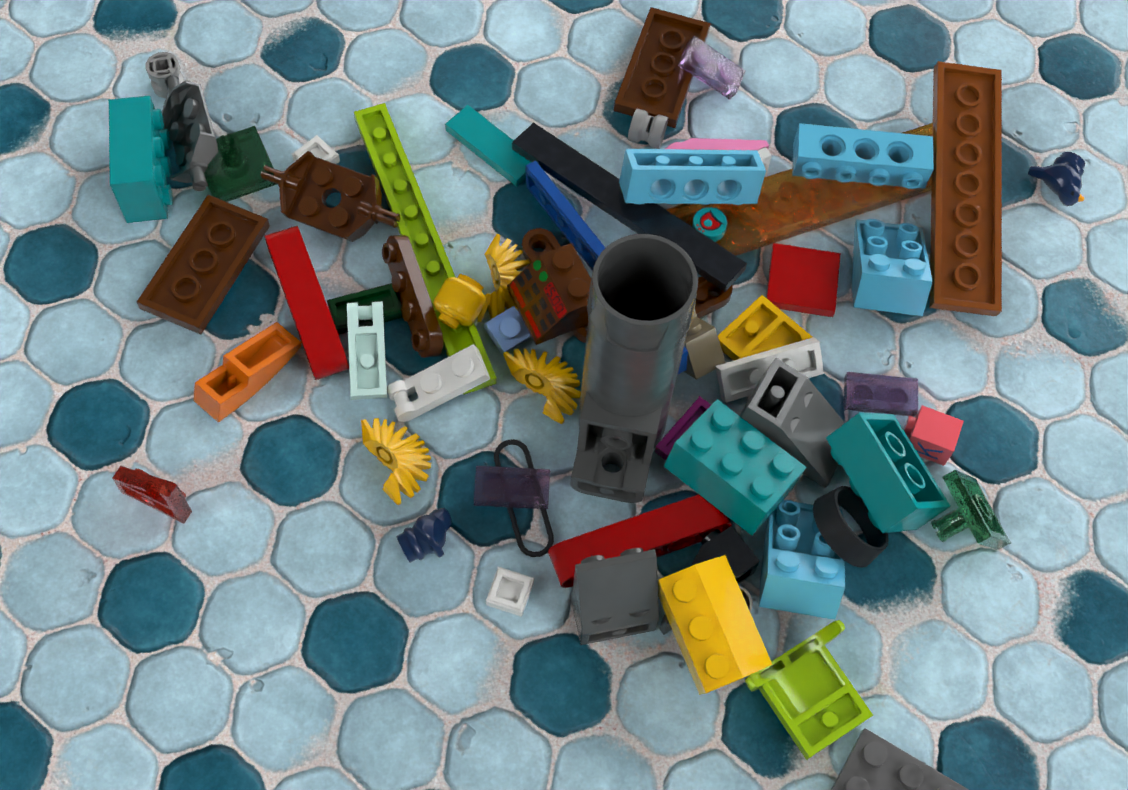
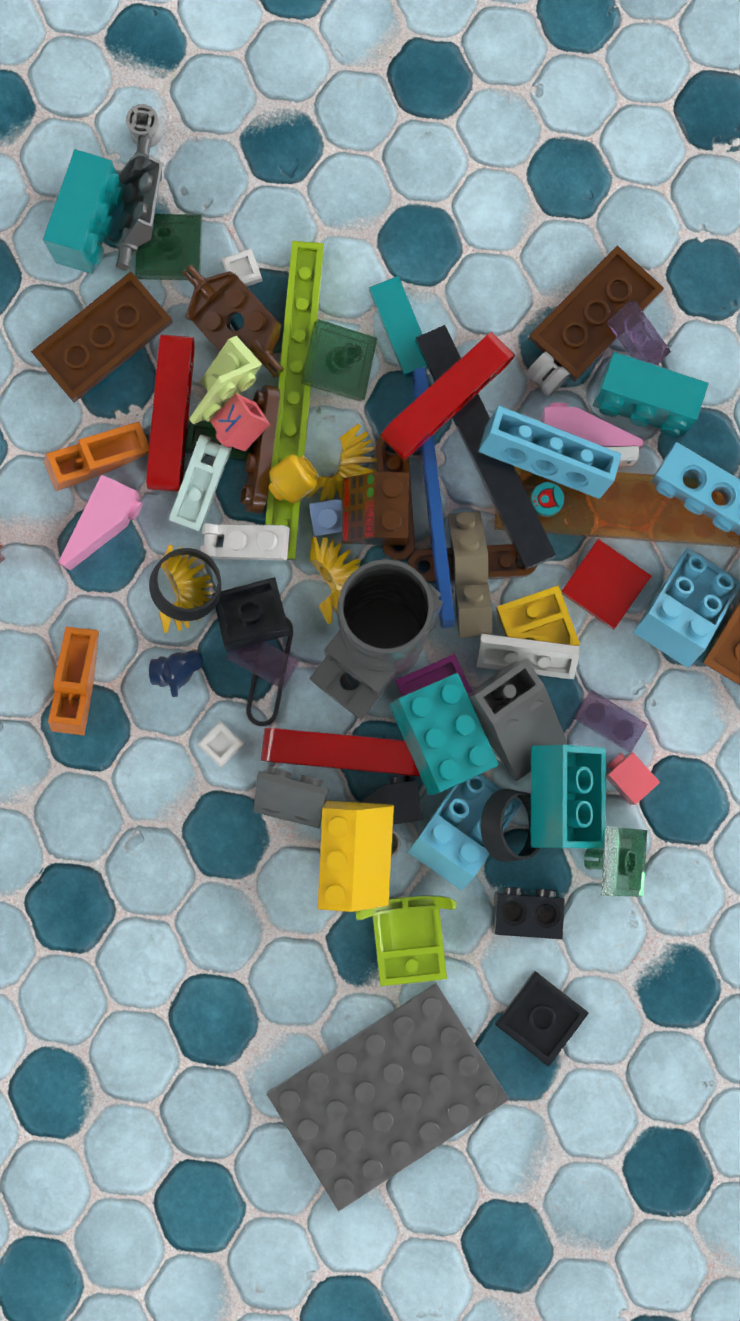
camera: 30 degrees right, 20 degrees up
(281, 425) = (104, 517): none -> bright pink slope
(323, 597) = (74, 681): none -> orange slope
(349, 243) = (228, 374): none -> yellowish green bracket
(381, 273) = (239, 422): none -> coral brick
(392, 469) = (181, 613): none -> black tyre
(449, 191) = (339, 360): none -> clear green tile
(479, 447) = (251, 614): none -> black tile
(570, 170) = (447, 395): none -> red beam
(751, 102) = (650, 395): none -> teal brick
(918, 616) = (527, 923): none -> black brick
(988, 713) = (541, 1018): none -> black tile

